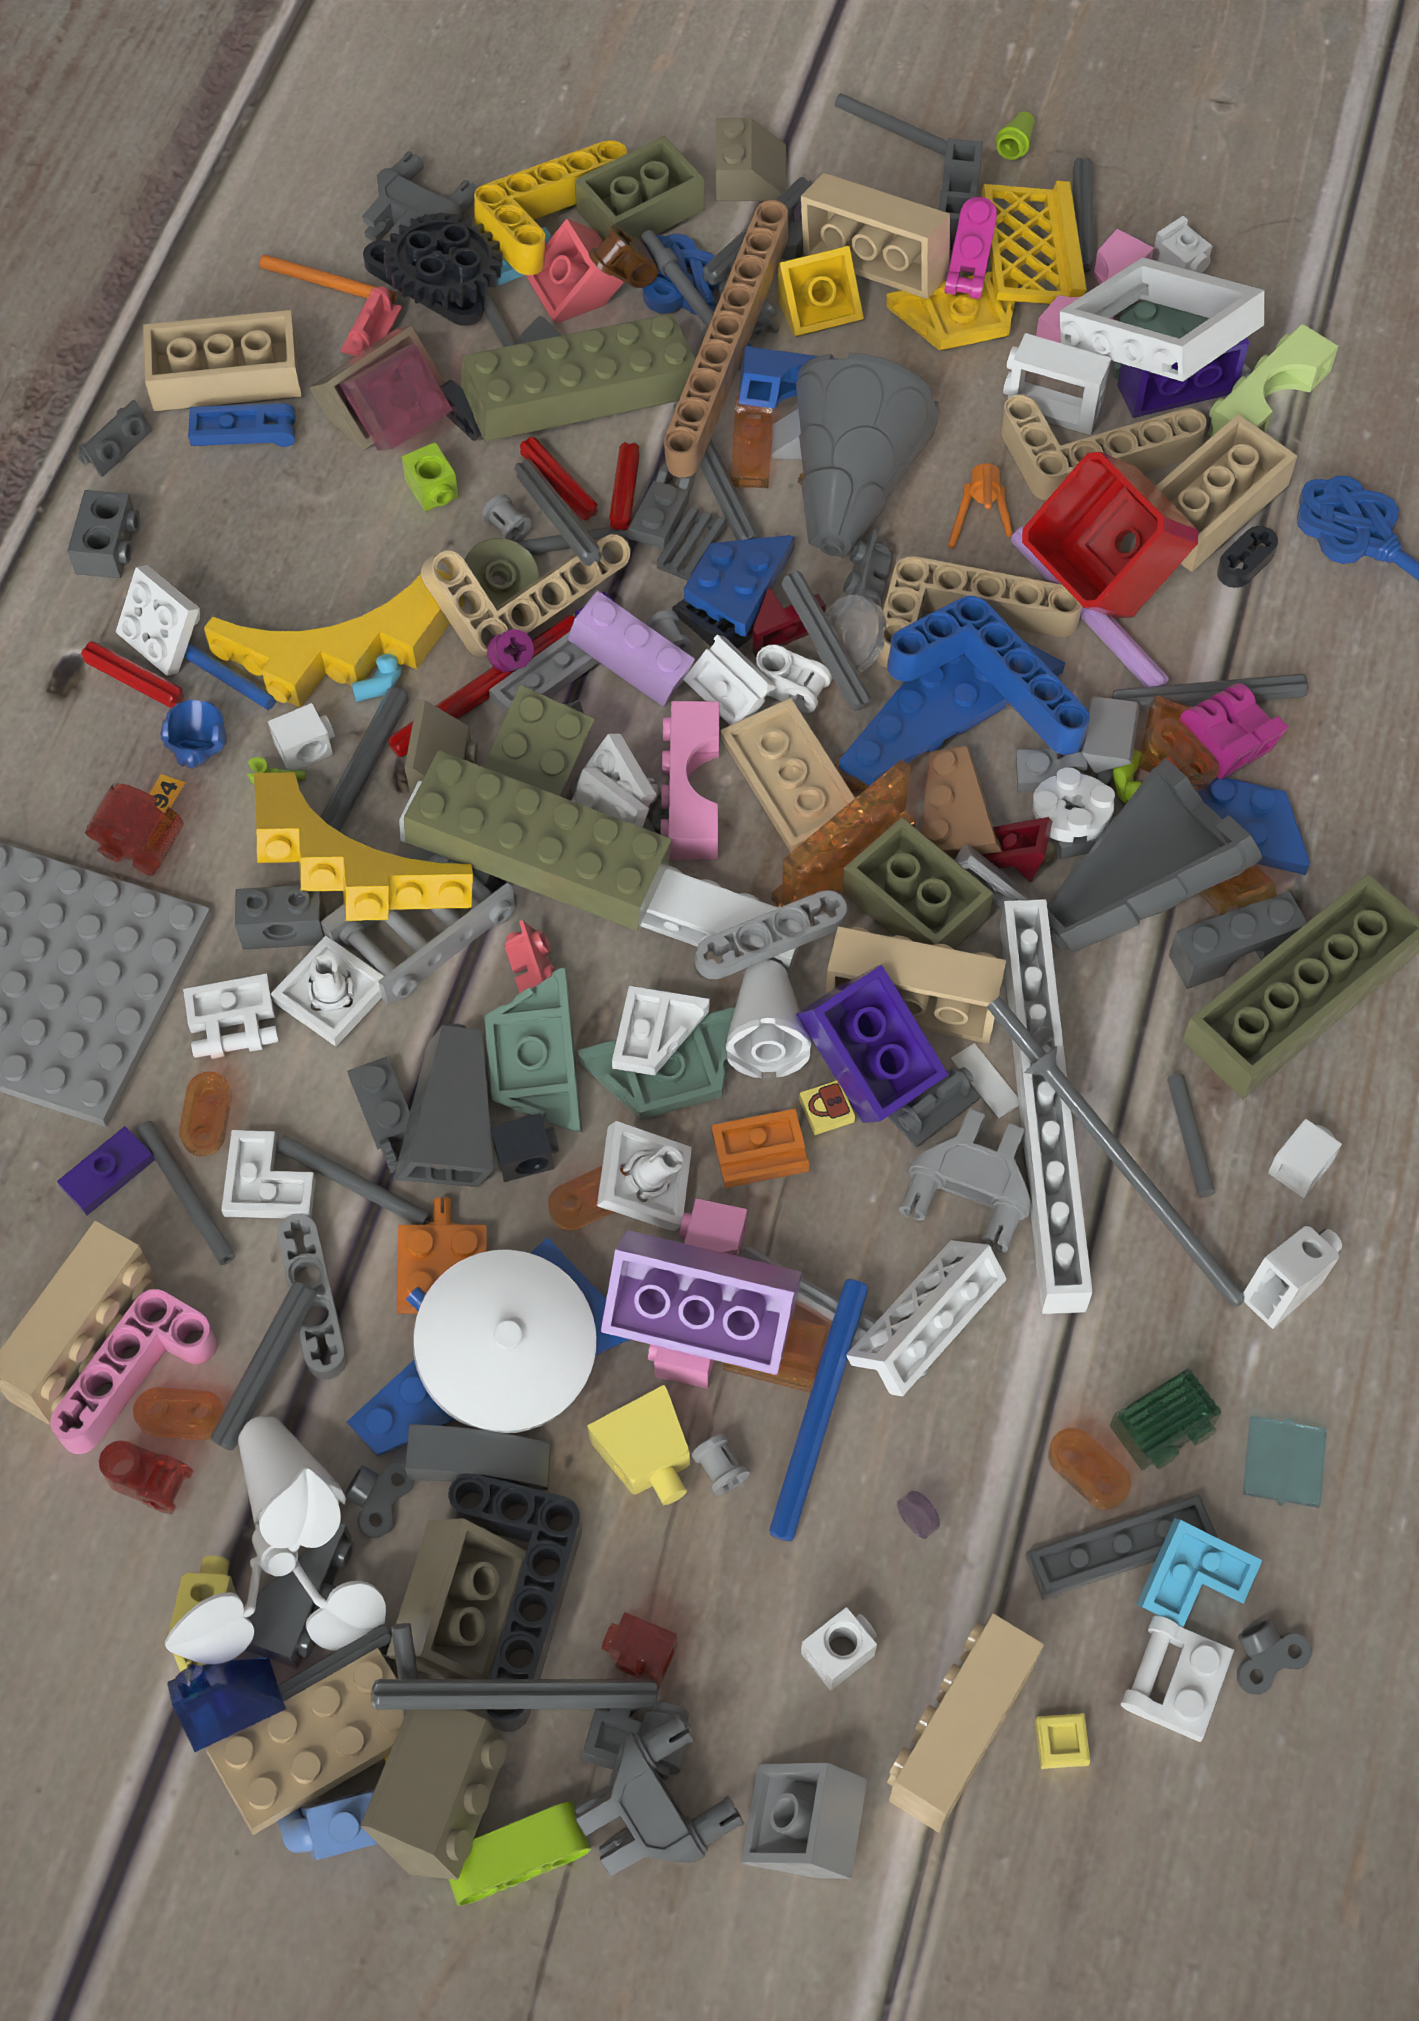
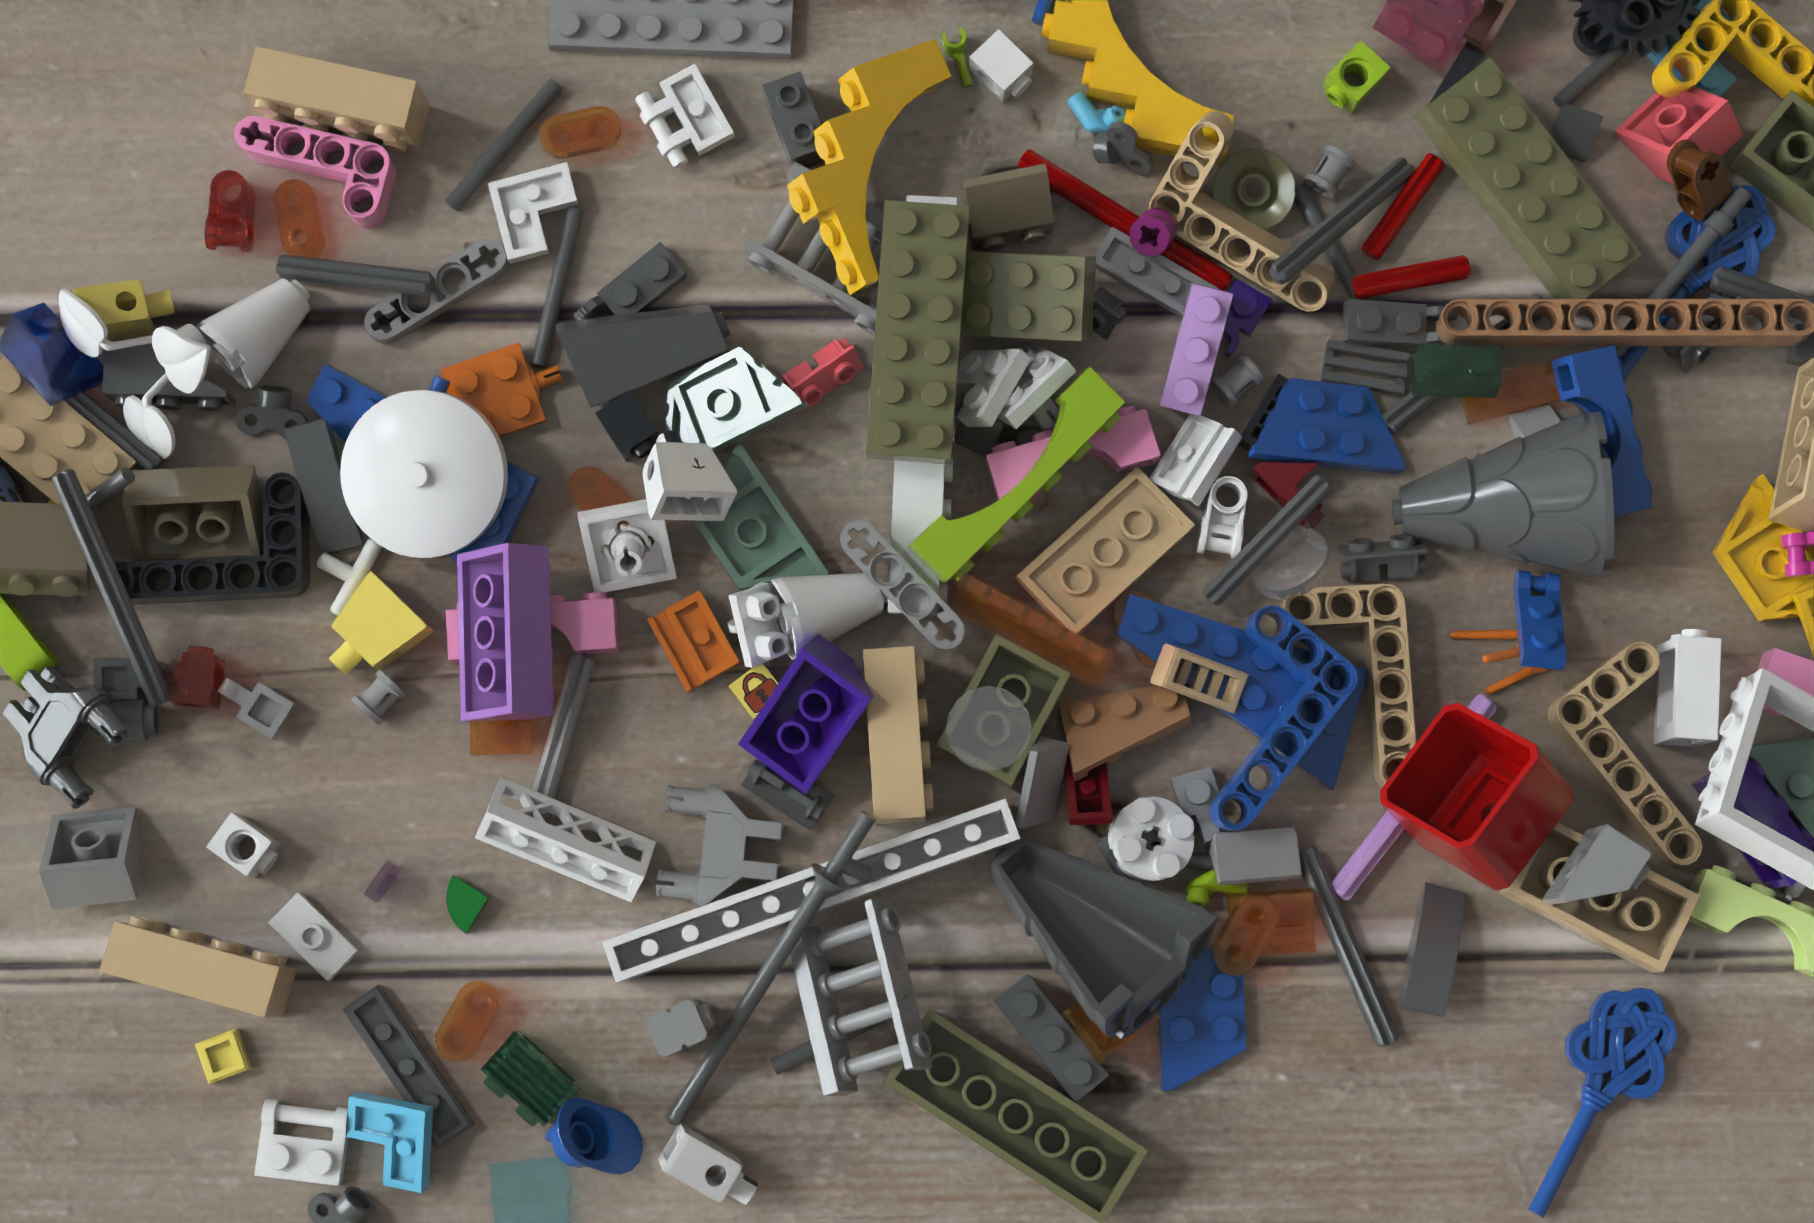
camera: 75 degrees right, 20 degrees up
(105, 1170) = (503, 67): dark purple plate -> none
(327, 968) = (738, 192): white plate -> none
(365, 757) = (990, 134): dark grey axle -> none
(420, 661) = (1120, 145): none -> dark grey piece
(580, 1461) = (351, 575): none -> white piece
(601, 1093) = (686, 481): none -> white torso
(654, 1028) = (776, 507): white wing -> none
(659, 739) = (1083, 409): none -> lime arch
(692, 1590) = (261, 708): none -> light grey plate
(724, 463) = (1456, 370): none -> clear green brick
(765, 1083) = (757, 625): none -> white hips
(818, 1410) = (453, 767): blue axle -> none
(819, 291) = (1738, 402): yellow slope -> none
(932, 728) = (1180, 661): none -> tan slope
(935, 892) = (988, 728): none -> clear tile
(956, 1606) = (314, 936): none -> white plate
(962, 468) = (1539, 620): none -> blue plate
(963, 1441) = (464, 903): none -> green tile
(987, 1080) = (833, 830): white sticker -> none
(1151, 1251) = (681, 1026): none -> light grey brick
(1185, 1115) = (821, 1010): none -> light grey fence
(1199, 458) = (1599, 866): none -> light grey slope
(1233, 627) = (1433, 950): none -> dark grey slope
(1233, 728) = (1301, 997): dark pink legs -> none
(1241, 551) = (1541, 939): black beam -> none
(1242, 1373) = (595, 1137): none -> blue piece
(1305, 1157) = (833, 1153): white brick -> none

